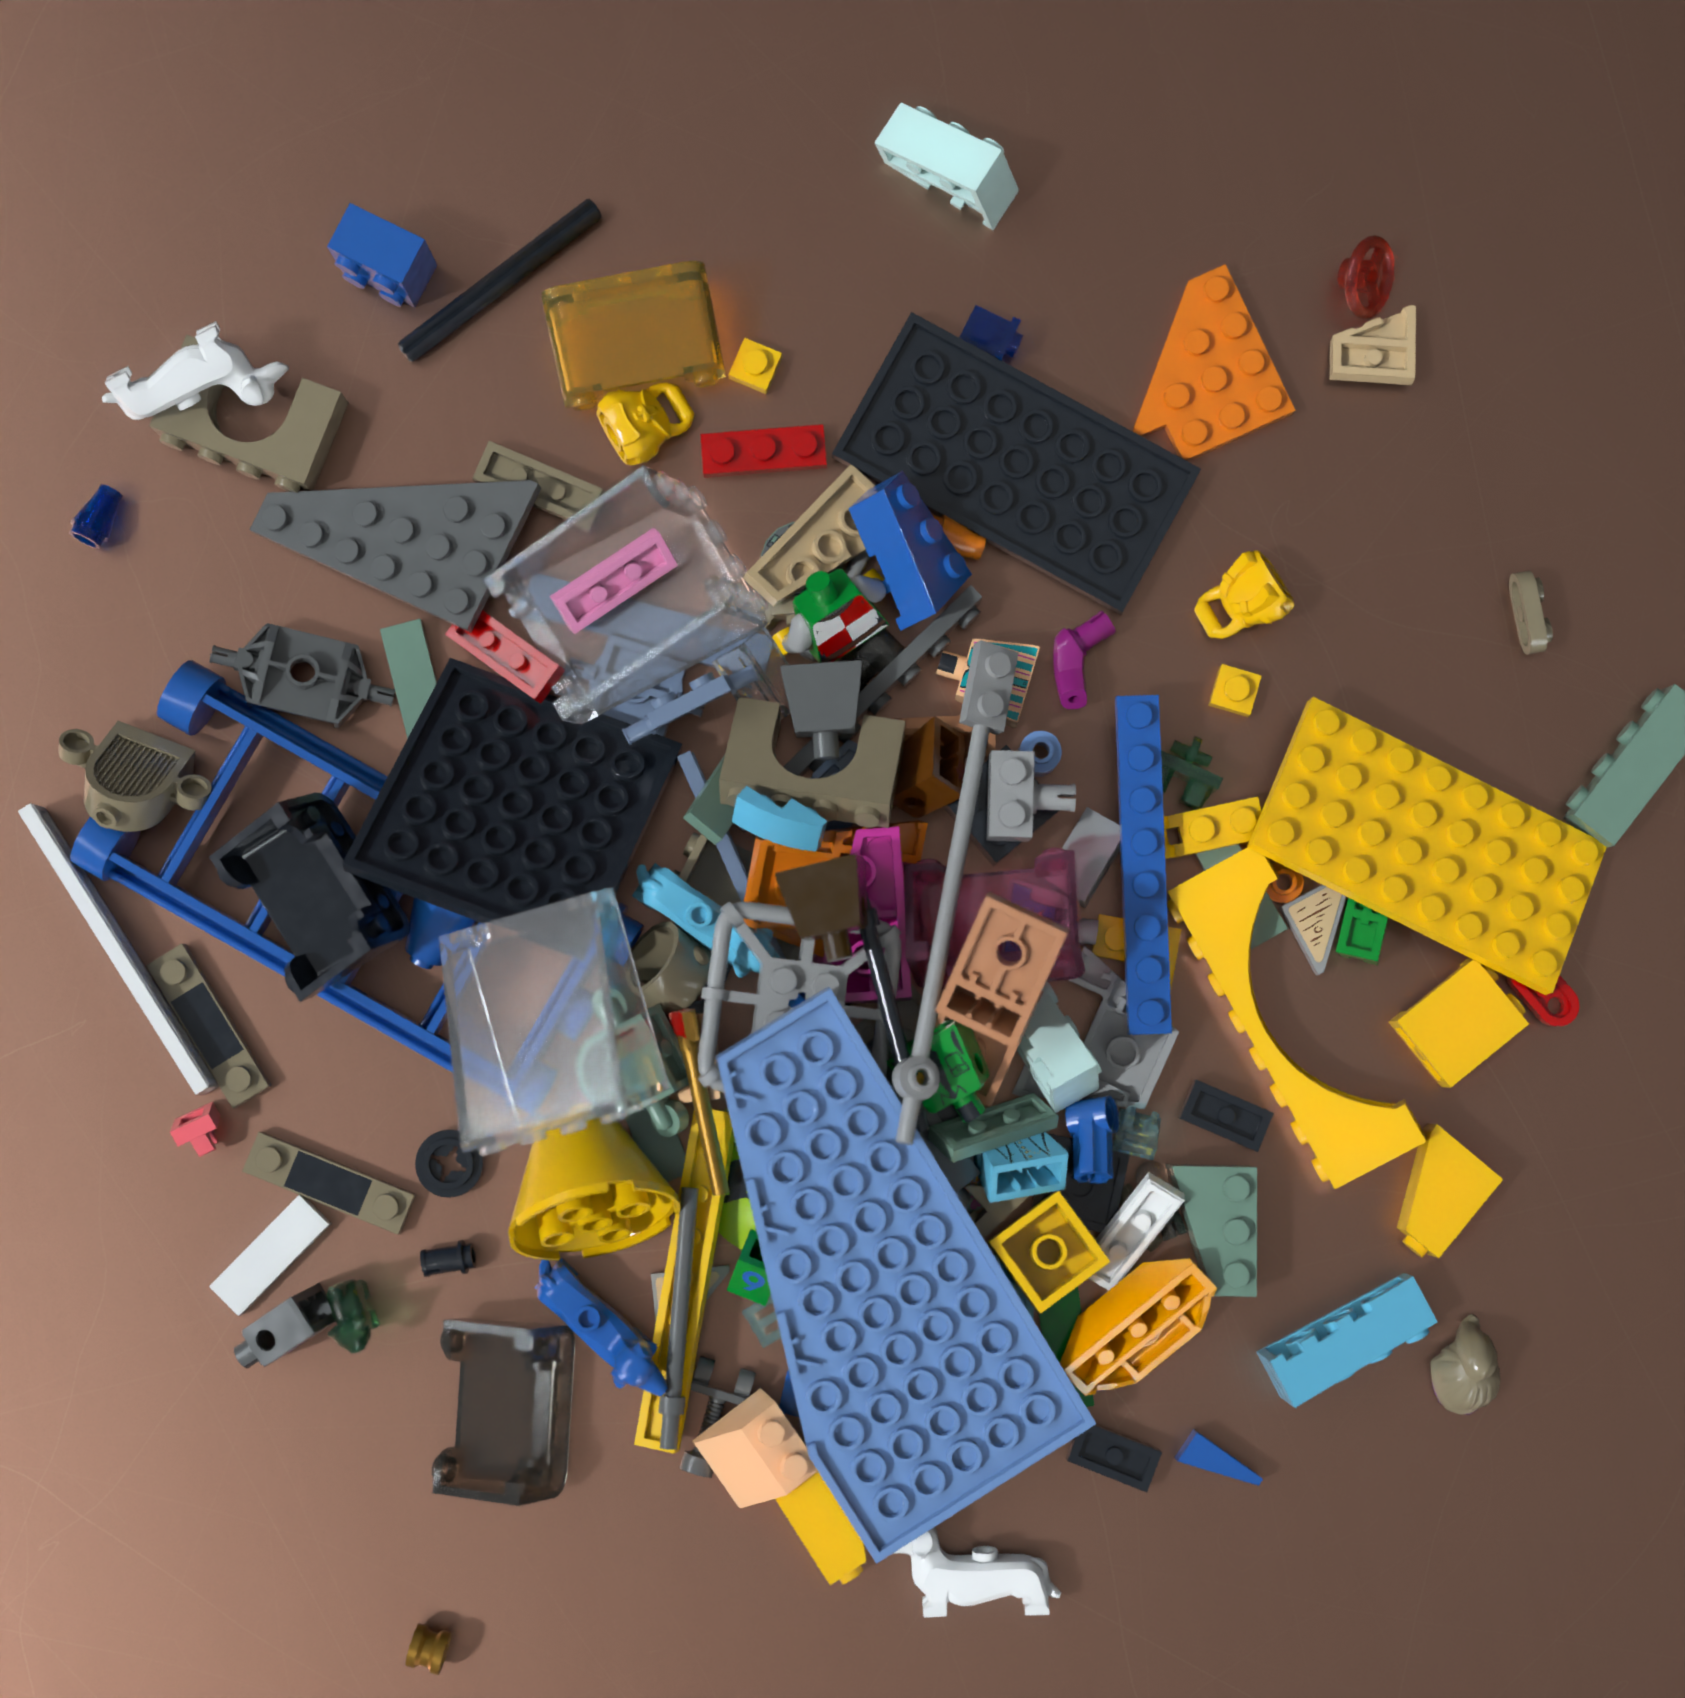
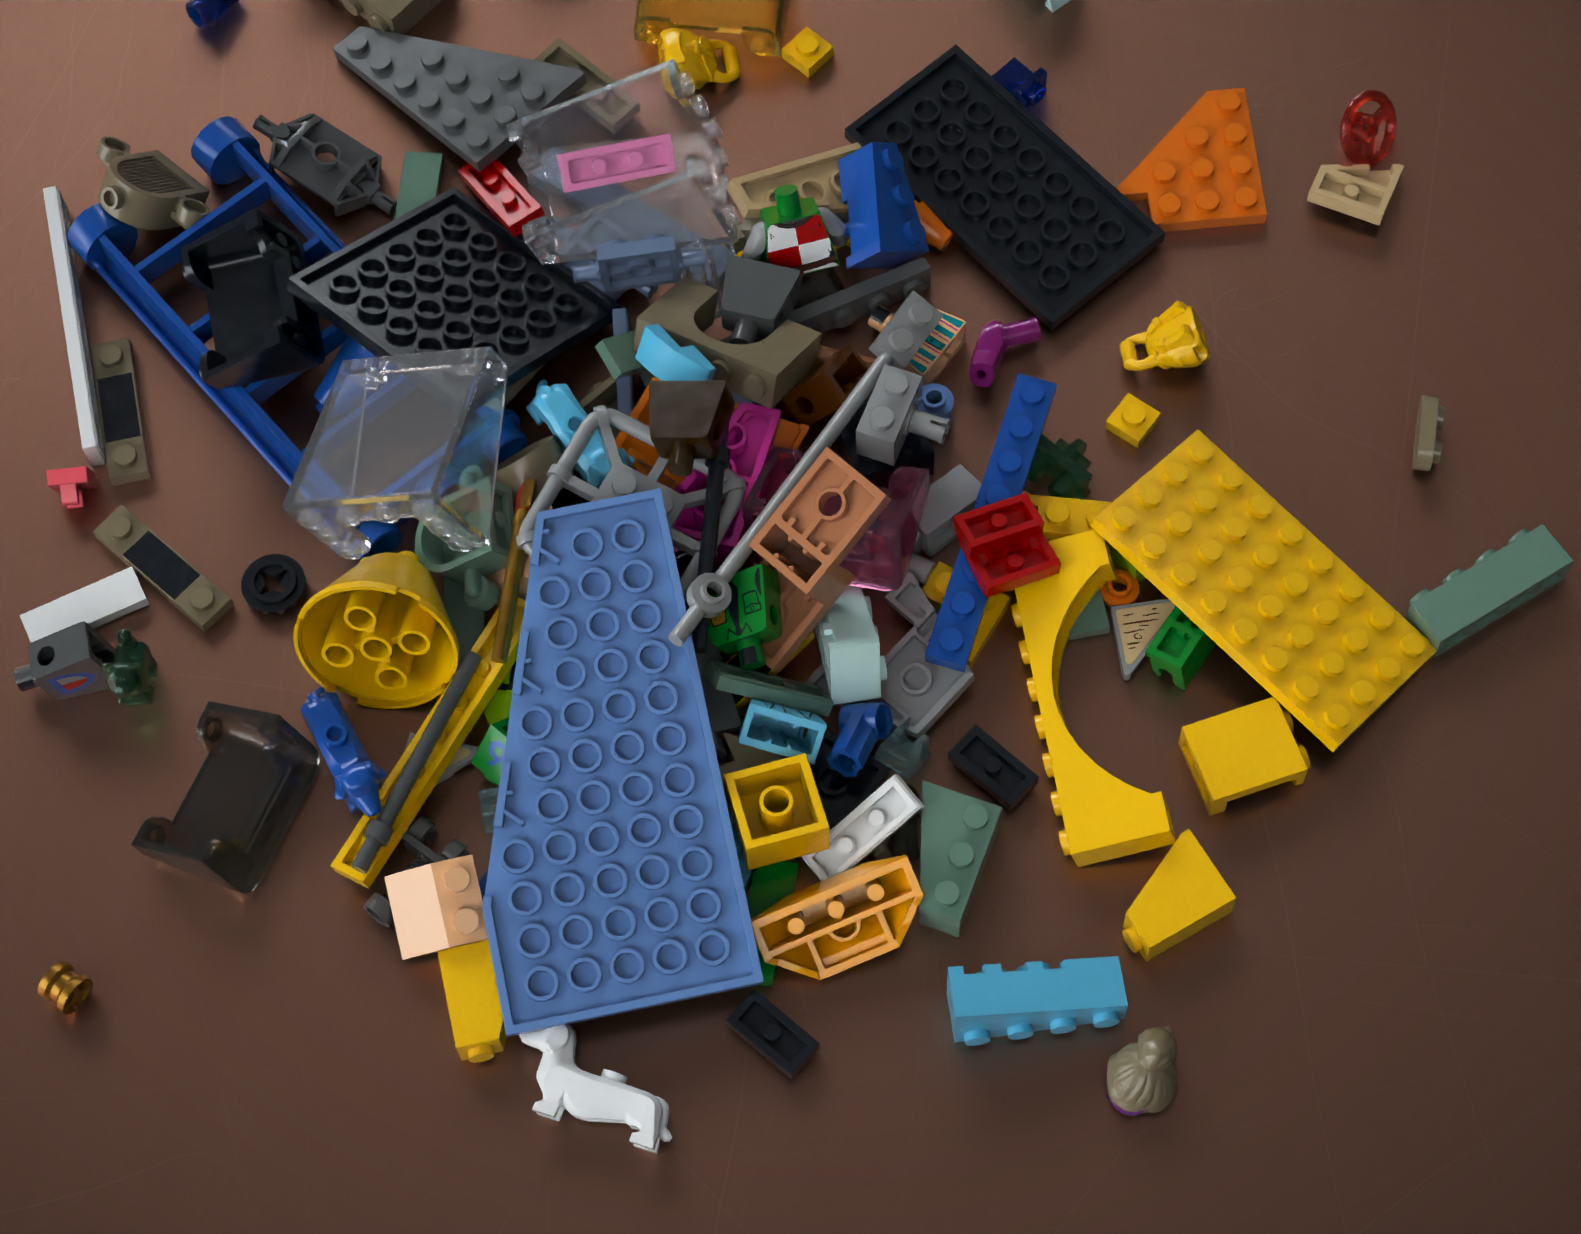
camera: 25 degrees right, 20 degrees down
(448, 1259) = (239, 662): black pin -> none
(763, 451) = (788, 116): red plate -> none
(1172, 896) = (1006, 545): none -> red slope
(1204, 1454) = (862, 1065): blue piece -> none
(1539, 1003) = (1344, 758): red plate -> none

